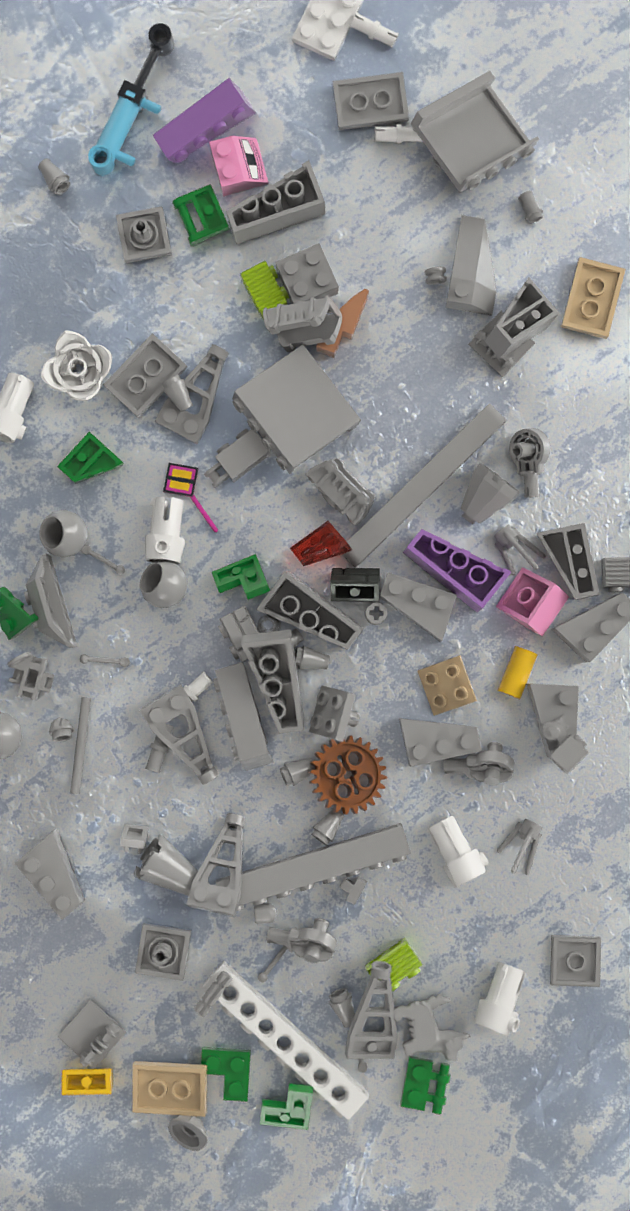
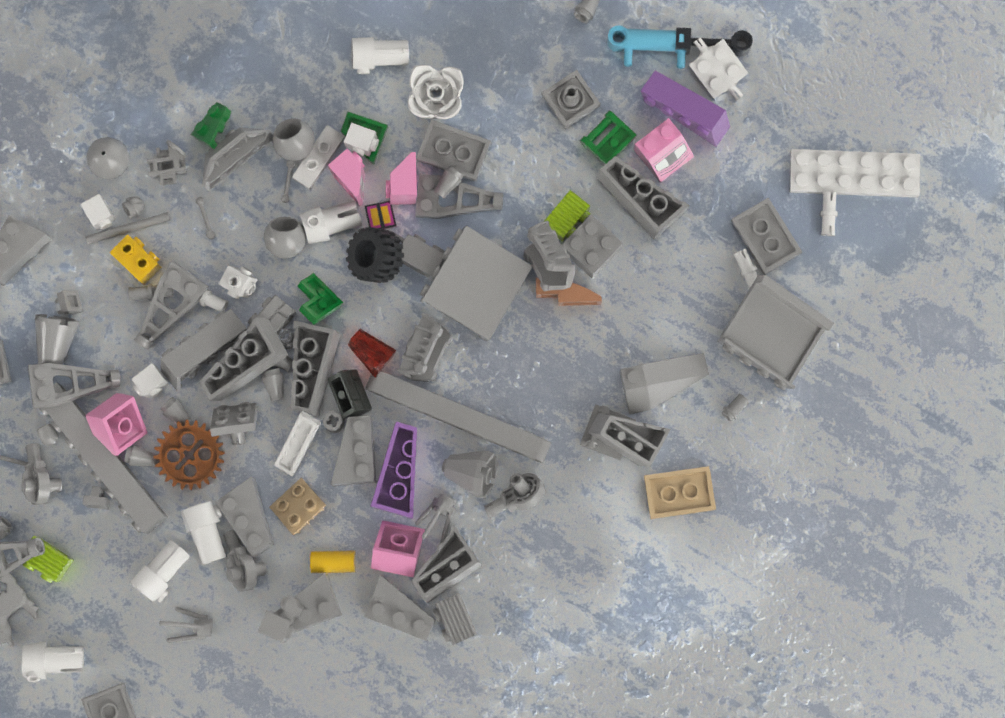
camera: 70 degrees right, 5 degrees down
(51, 768) = (98, 212): none -> white brick
(95, 463) = (361, 140): none -> white brick
(97, 524) = (320, 156): none -> white plate
(118, 748) = (136, 259): none -> yellow brick
(127, 490) = (350, 174): none -> bright pink slope
(160, 437) = (403, 182): none -> bright pink slope
(177, 72) = (718, 68): none -> white plate
(189, 651) = (238, 282): none -> white brick
(215, 513) = (362, 251): none -> black tyre
(254, 786) = (149, 382): none -> white brick
(284, 835) = (117, 423): none -> bright pink slope
(384, 658) = (297, 443): none -> white plate
(424, 789) = (201, 523): none -> white piece
(435, 275) = (640, 352): light grey bush -> none

